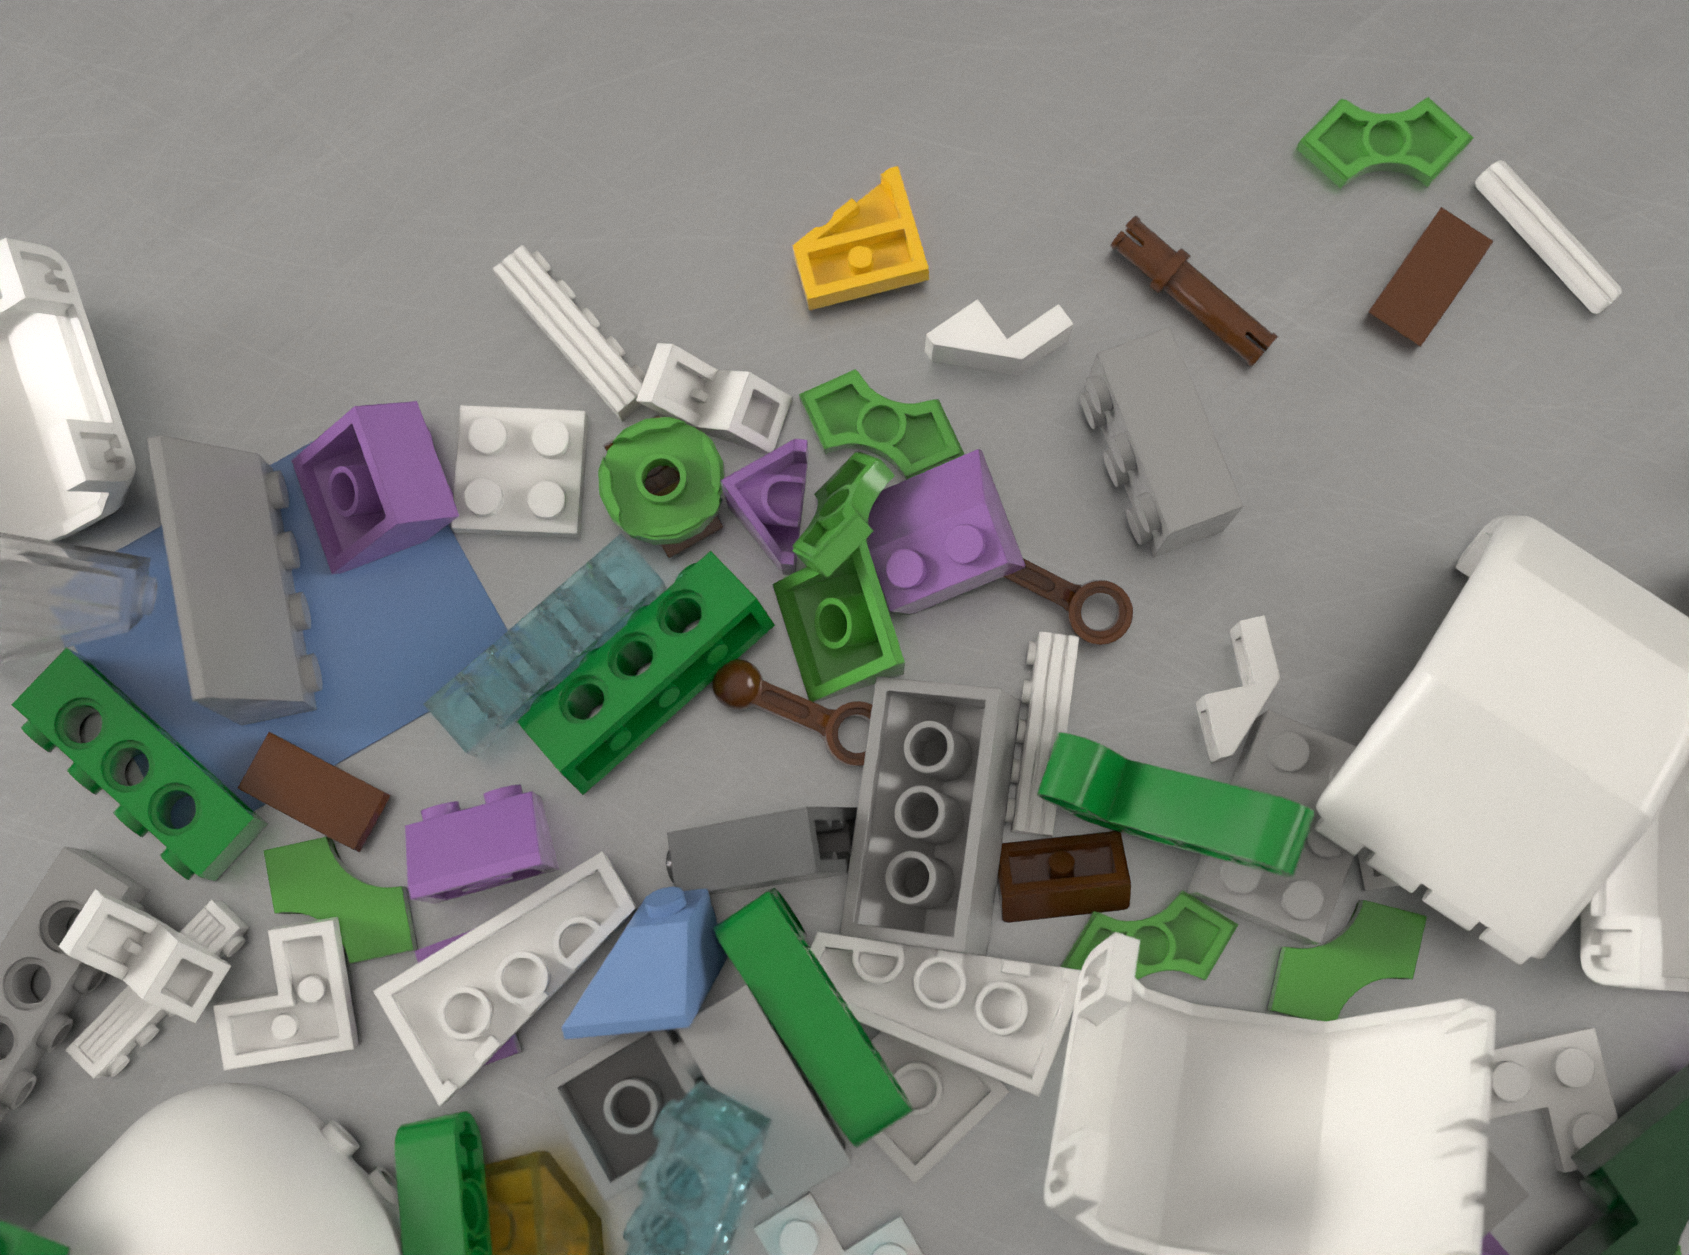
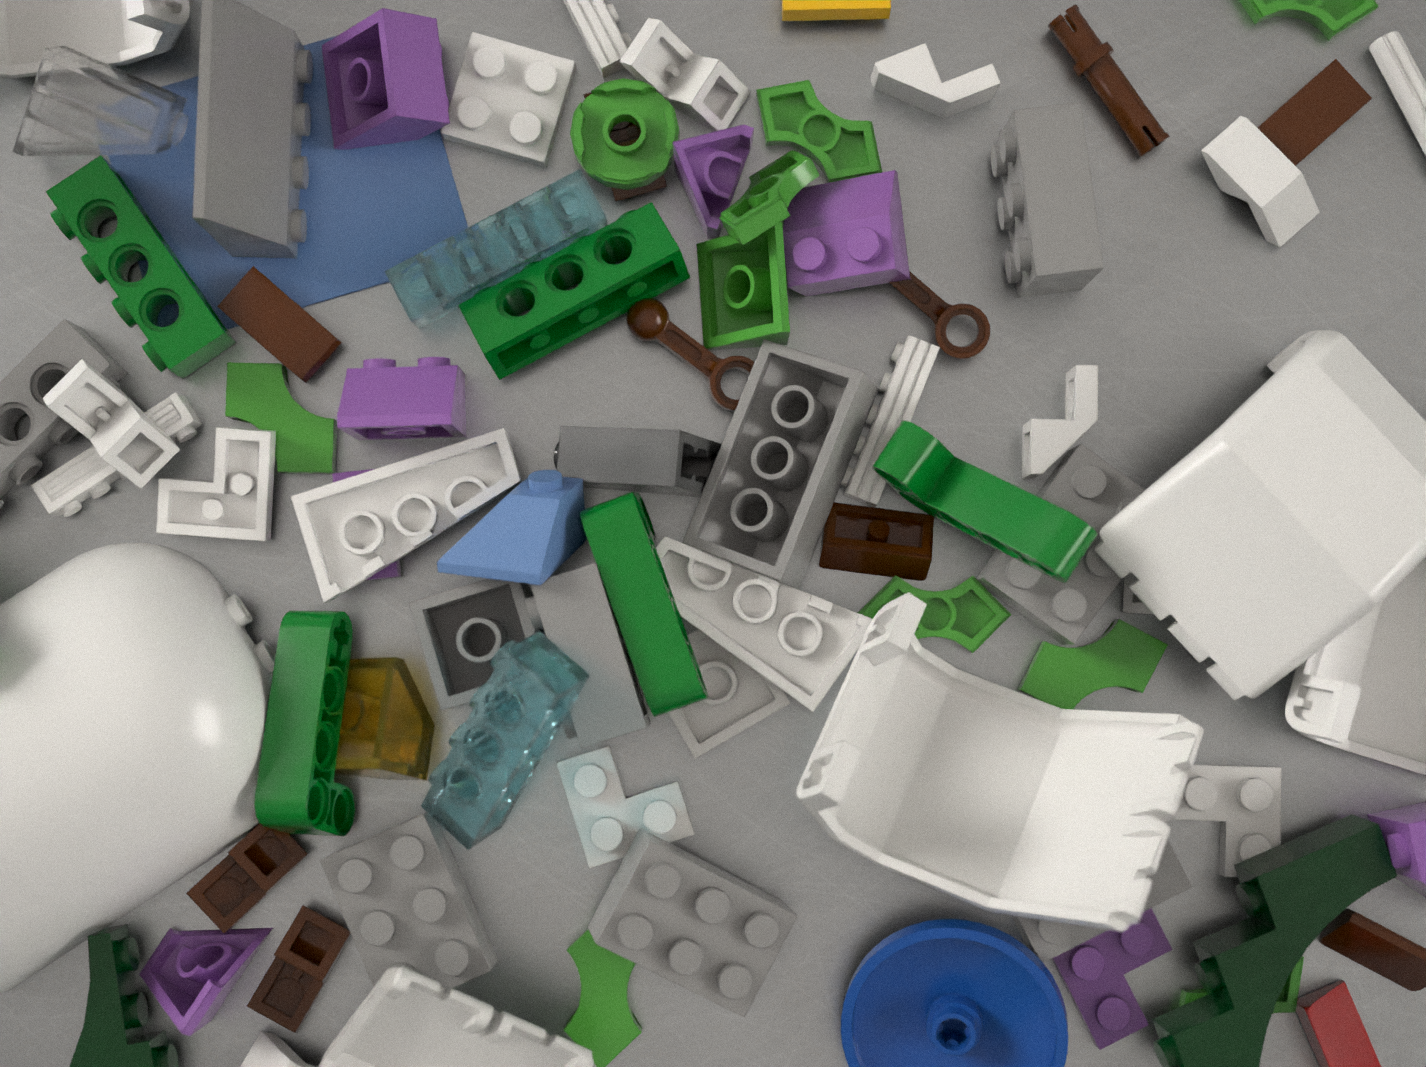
camera: 10 degrees right, 5 degrees up
(1391, 356) = (1260, 174): none -> white slope

